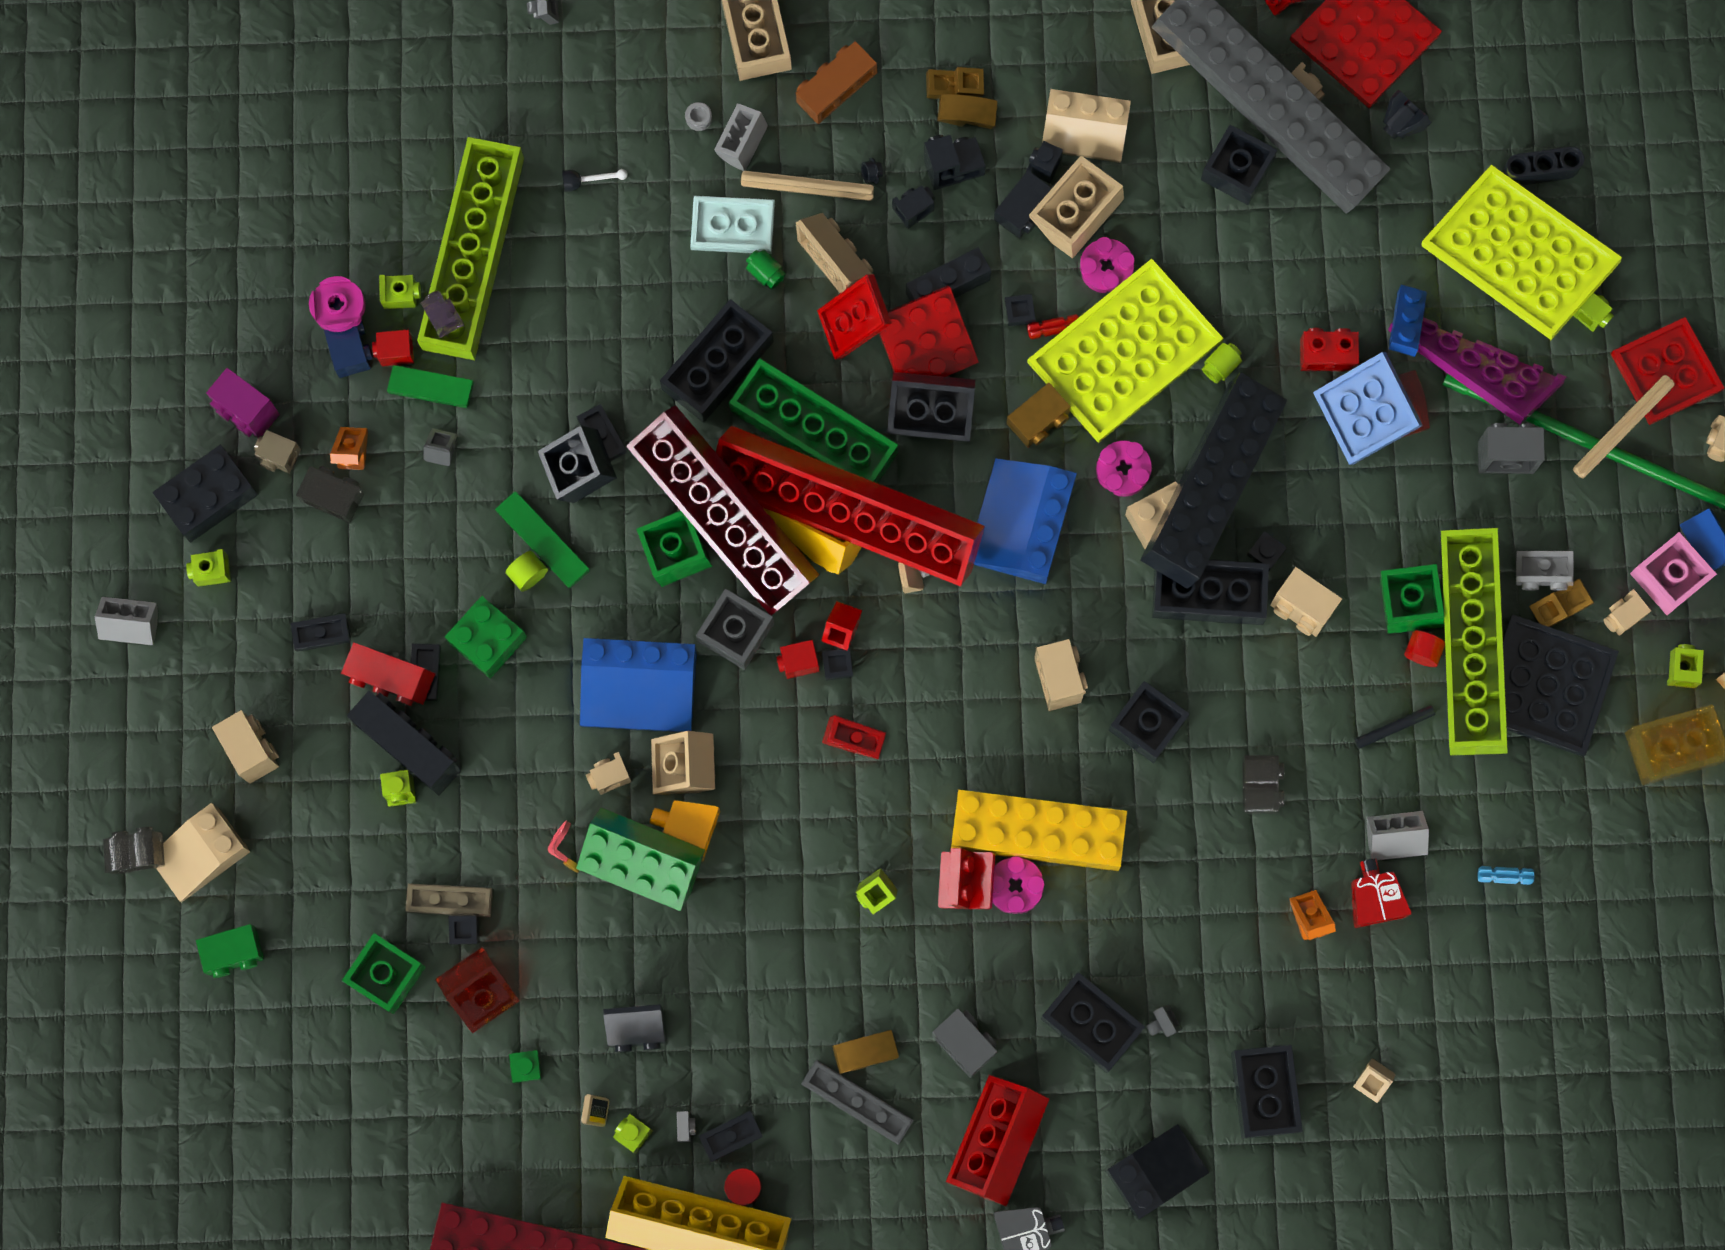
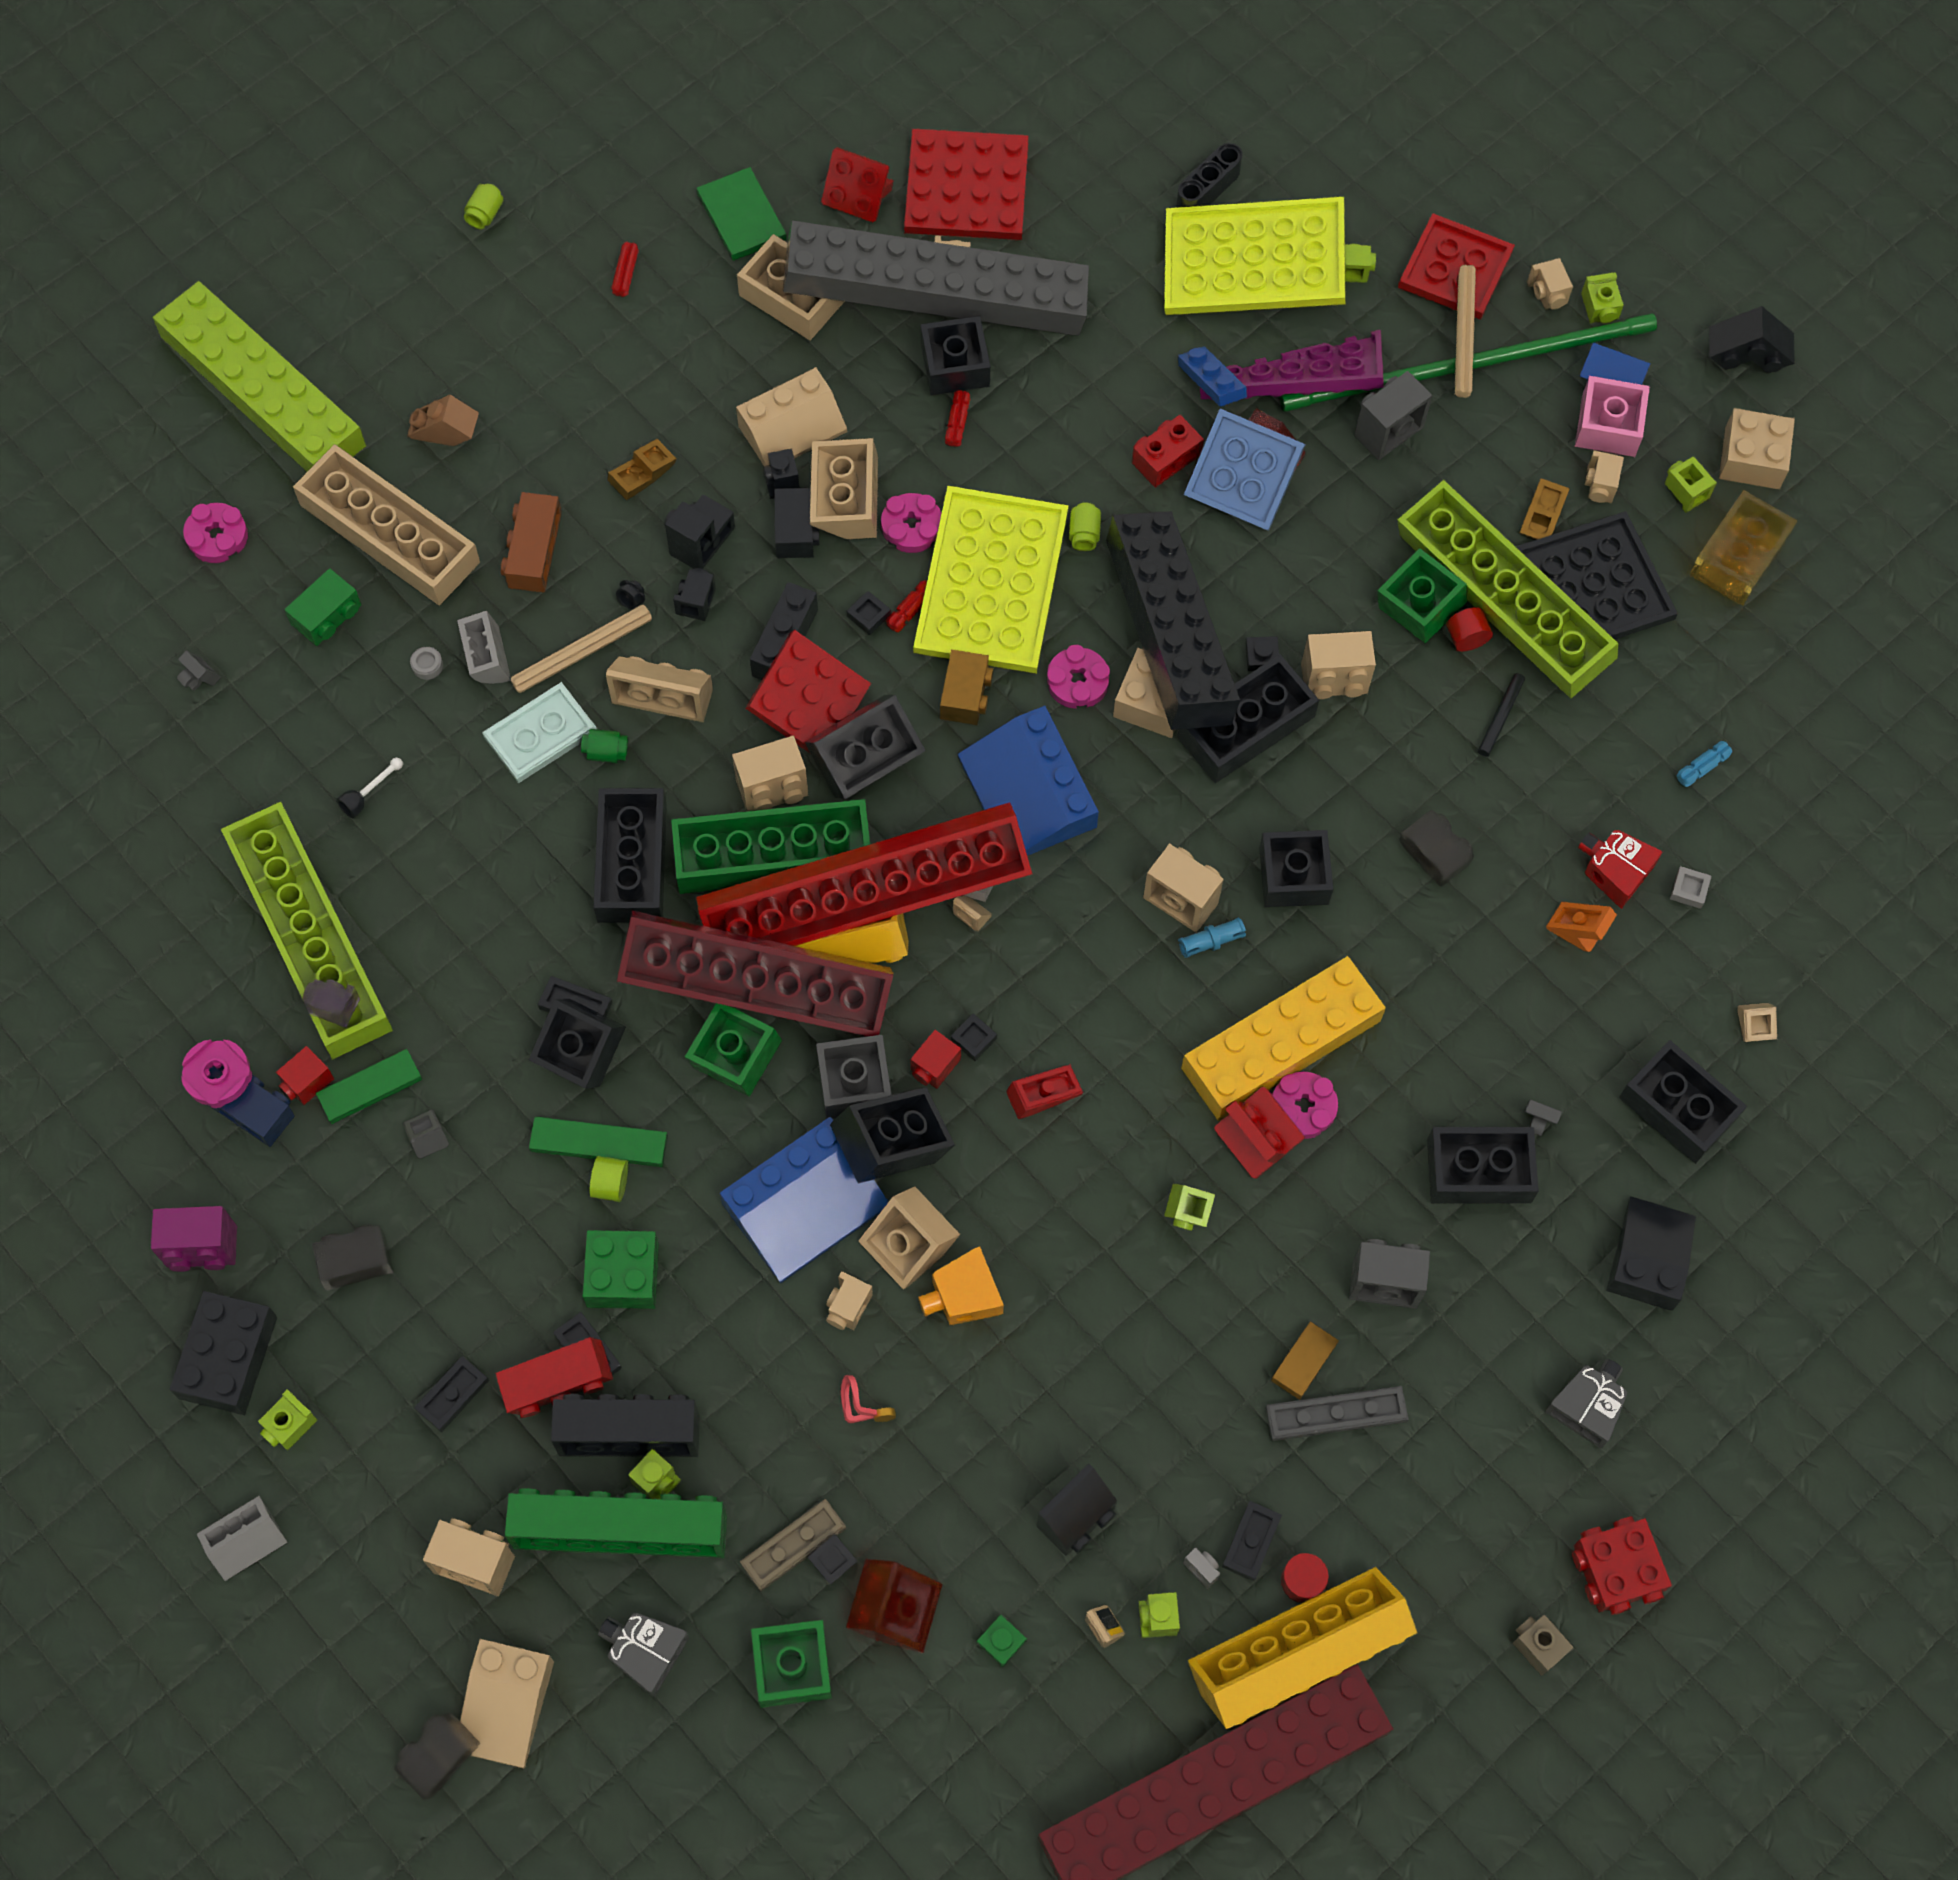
camera: 45 degrees left, 10 degrees down
(230, 950) = (617, 1771): green brick -> none
(276, 452) = (264, 1259): dark tan brick -> none
(305, 890) = (644, 1649): none -> dark grey torso
(343, 794) = (616, 1524): none -> green brick
(350, 448) = (338, 1201): orange slope -> none
(406, 298) = (268, 1031): lime brick -> none
(640, 859) = (948, 1351): brick -> none
(659, 25) = (323, 607): none -> green brick
(723, 689) = (892, 1134): none -> black brick
(841, 625) = (949, 998): red brick -> none
(852, 378) = (770, 775): none -> tan brick
(854, 316) = (726, 718): red tile -> none
(967, 110) = (671, 482): pearl gold slope -> none
(997, 1140) = (1492, 1340): red slope -> none
(1053, 723) = (1212, 937): none -> dark azure pin
(1204, 212) = (957, 418): none -> red axle
(1397, 835) = (1588, 800): light grey brick -> none
(1404, 117) = (1060, 220): black brick -> none
(1413, 952) = (1690, 887): none -> light grey plate
(1544, 569) = (1506, 491): light grey bracket -> none

